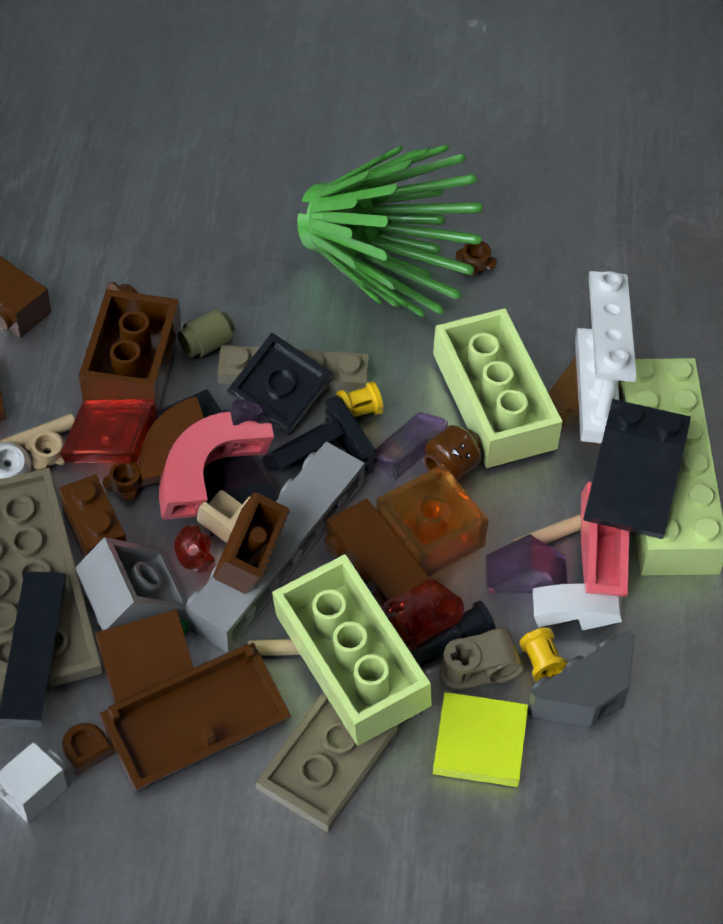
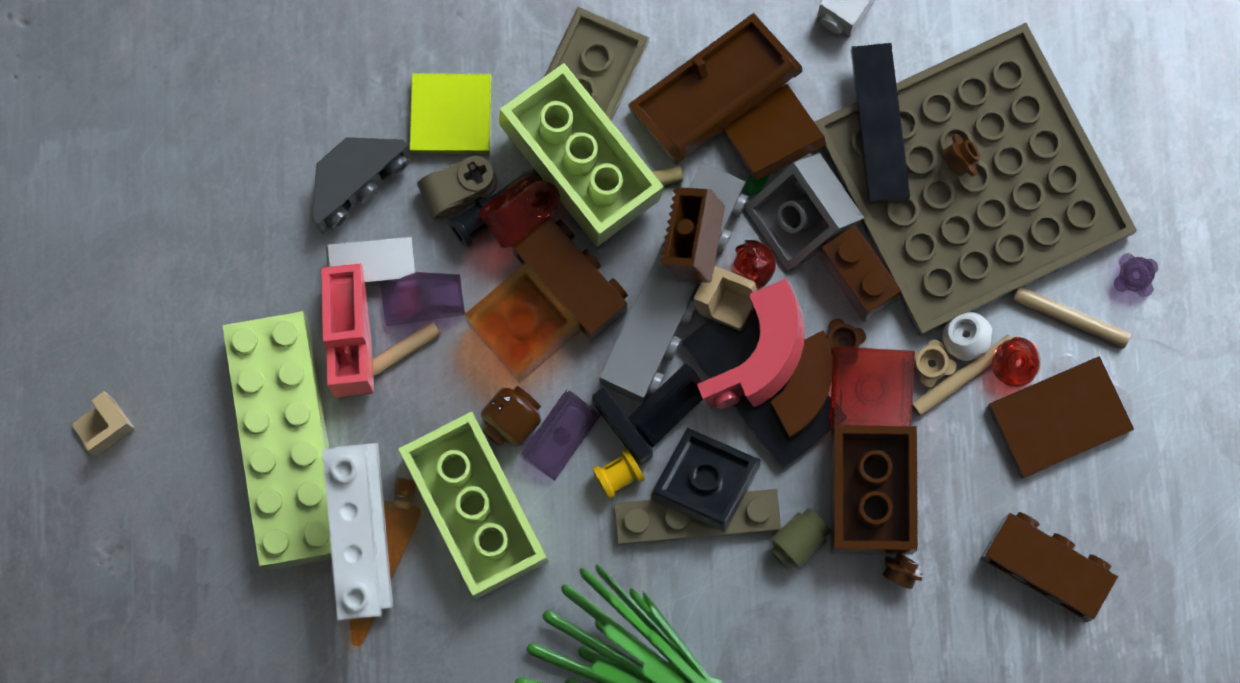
camera: 175 degrees right, 25 degrees up
(85, 747) = (811, 51): reddish brown tile -> none
(245, 411) = (731, 438): clear purple plate -> none
(542, 653) = (399, 202): yellow bush -> none
(637, 468) = (317, 382): black slope -> none

